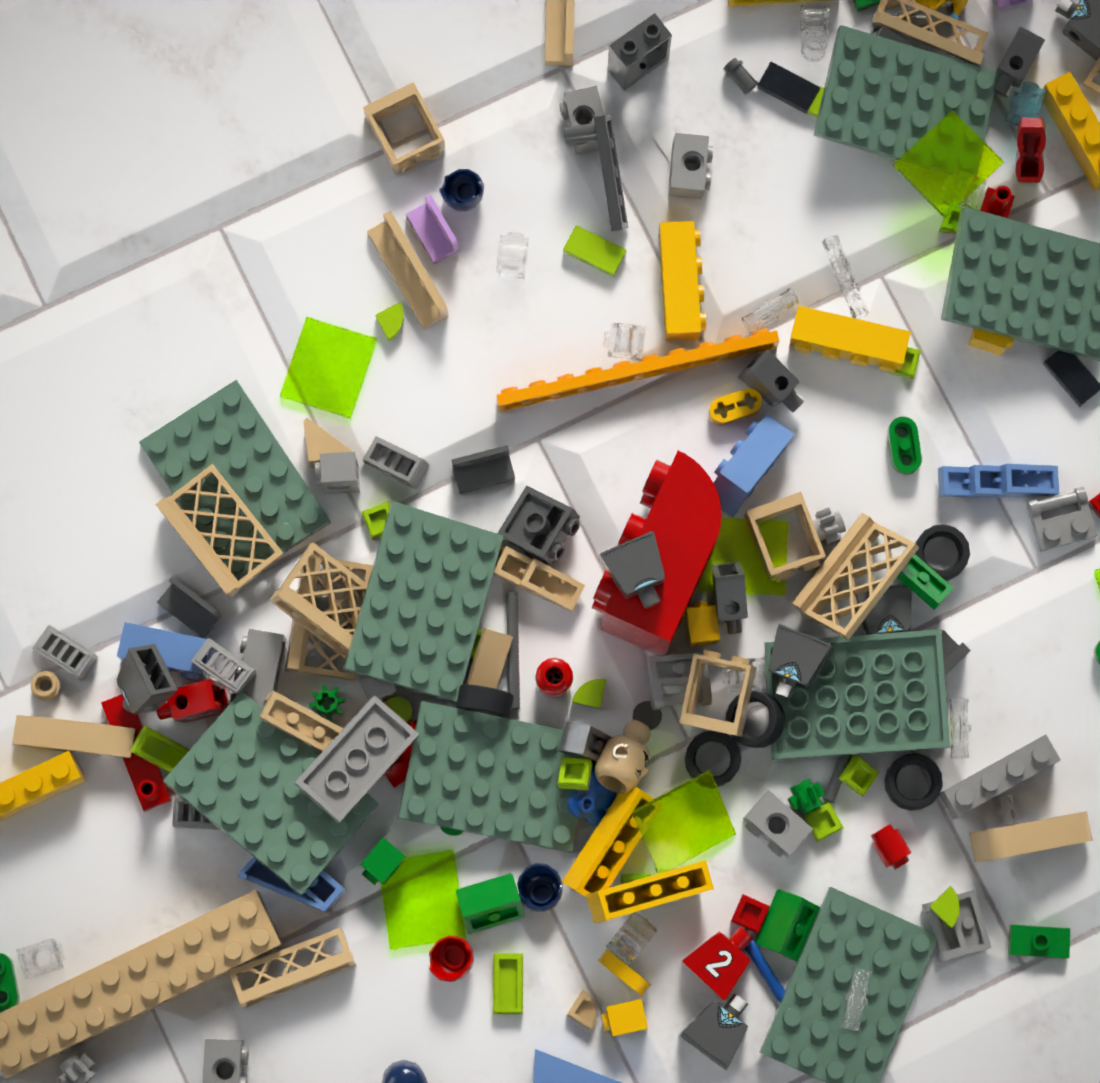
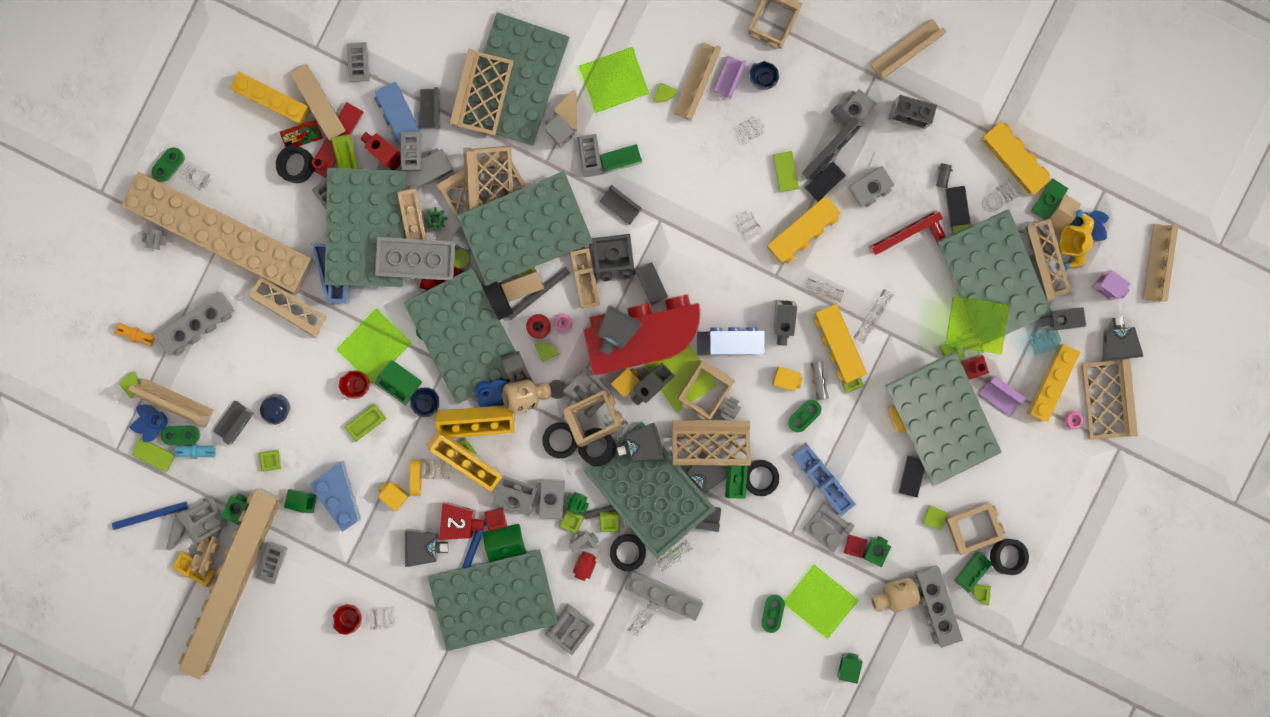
camera: 55 degrees right, 10 degrees up
(37, 681) = (331, 60): tan plate -> none
(96, 788) = (301, 134): none -> tile
(104, 825) = (282, 159): none -> black tyre
(145, 680) = (372, 117): dark grey torso -> none
(375, 519) = (552, 168): lime tile -> none
(382, 862) = (375, 311): green brick -> none
(429, 428) = (621, 158): none -> green panel
(572, 639) = (567, 326): none -> bright pink plate
(575, 773) = (495, 375): lime tile -> none
(584, 1010) = (381, 471): tan tile -> none
(604, 506) = (651, 283): none -> dark grey panel
(624, 372) = (731, 239): light orange plate -> none
(642, 215) = (825, 181): none -> black tile
(684, 822) = (514, 450): clear neon green piece -> none
(736, 413) = (755, 315): yellow beam -> none
(745, 851) = (514, 495): none -> light grey brick
(781, 130) = (930, 220): none -> red piece
(844, 432) = (787, 379): none -> yellow brick
(854, 829) = (579, 540): none -> light grey bracket
(856, 999) = (491, 606): clear pin -> none
(875, 396) = (819, 380): none -> light grey pin
(947, 907) = (574, 617): lime tile -> none
(1030, 144) = (1019, 363): red brick -> none
(1030, 836) = (643, 634): tan beam -> none
(1039, 941) = (594, 677): green plate -> none
(1052, 200) = (1001, 395): none -> lavender panel

